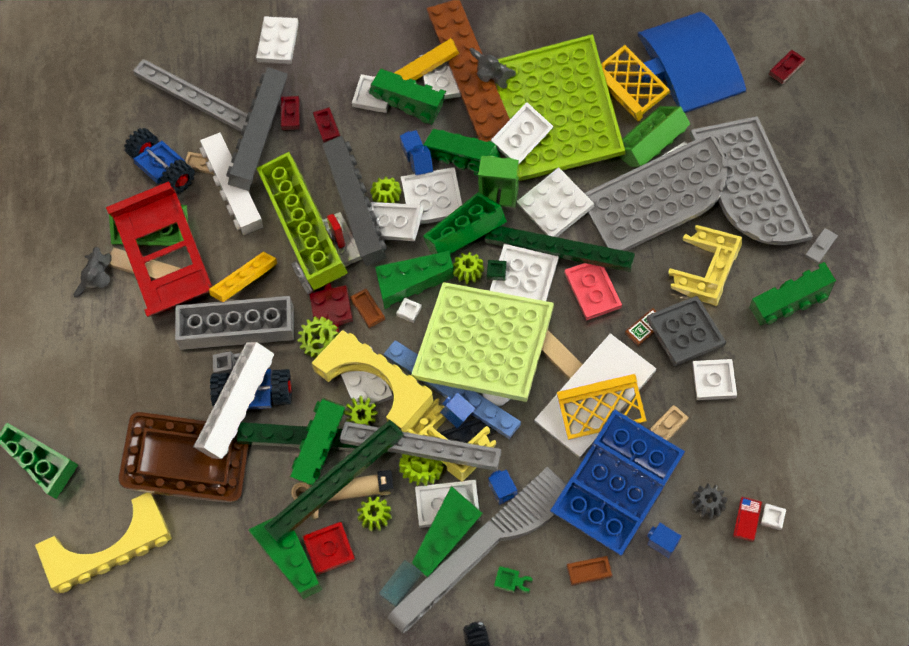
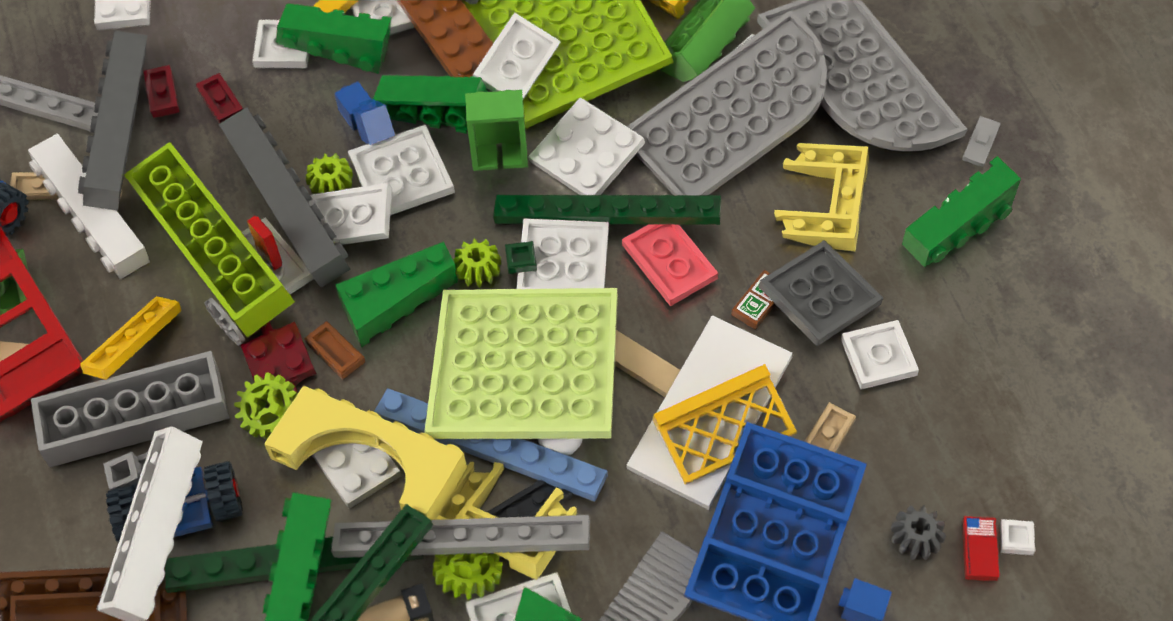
camera: 15 degrees left, 5 degrees down
(369, 413) = (351, 495): lime gear -> none
(409, 310) = (399, 341): white tile -> none
(456, 409) = (505, 471): brick -> none
(465, 224) = (460, 200): green wedge -> none
(502, 486) = (600, 574): blue brick -> none

